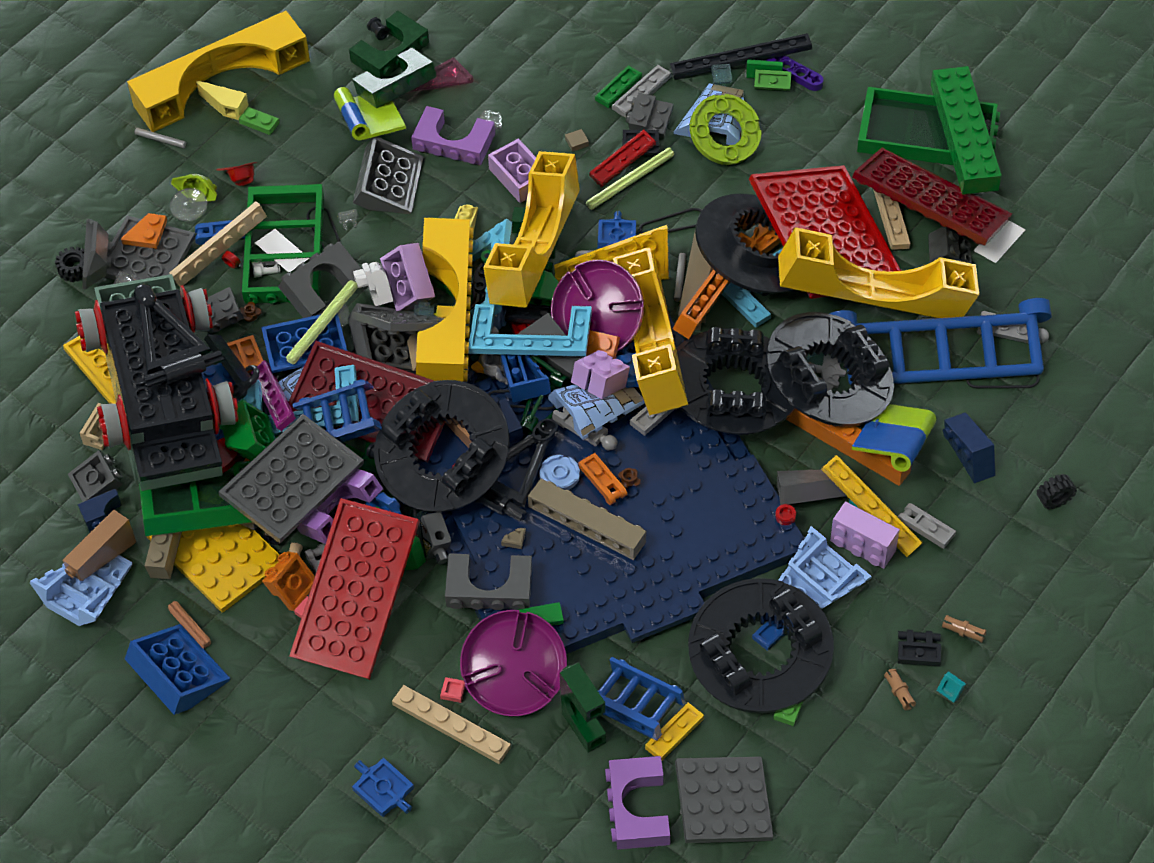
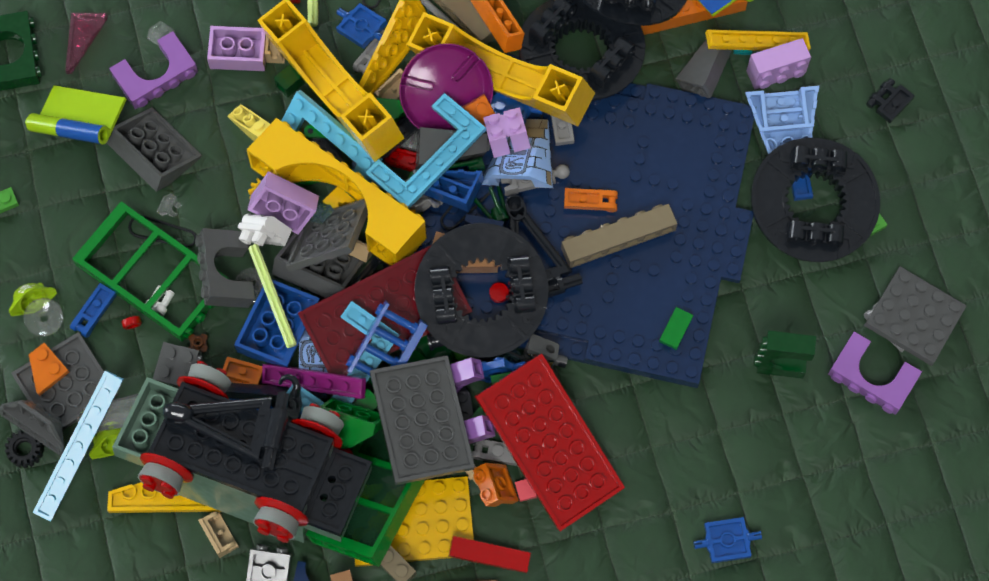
camera: 55 degrees left, 15 degrees up
(84, 289) = (78, 445): none -> plate
(218, 244) = (114, 314): tan plate -> none
(227, 618) = (489, 554): none -> red tile
(241, 174) = (43, 255): red piece -> none
(276, 243) = (152, 277): white sticker -> none
(416, 71) = (64, 90): dark green arch -> none
(451, 724) = (708, 455): tan plate -> none
(453, 690) = (679, 434): coral tile -> none
(512, 595) = (613, 368): dark grey arch -> none
(512, 663) = (703, 375): magenta piece -> none
(514, 539) = (592, 298): dark tan tile -> none
(561, 471) = (558, 224): light blue tile -> none
(629, 473) = (604, 176): reddish brown plate -> none
(633, 716) = (805, 326): blue fence -> none
(675, 731) = (834, 308): yellow plate -> none
(785, 514) = (721, 101): red tile -> none
(900, 689) = (913, 137): medium nougat pin -> none
(927, 525) = (796, 18): light grey plate -> none
(951, 687) = (938, 104): teal tile -> none
(964, 628) = (898, 60): medium nougat pin -> none

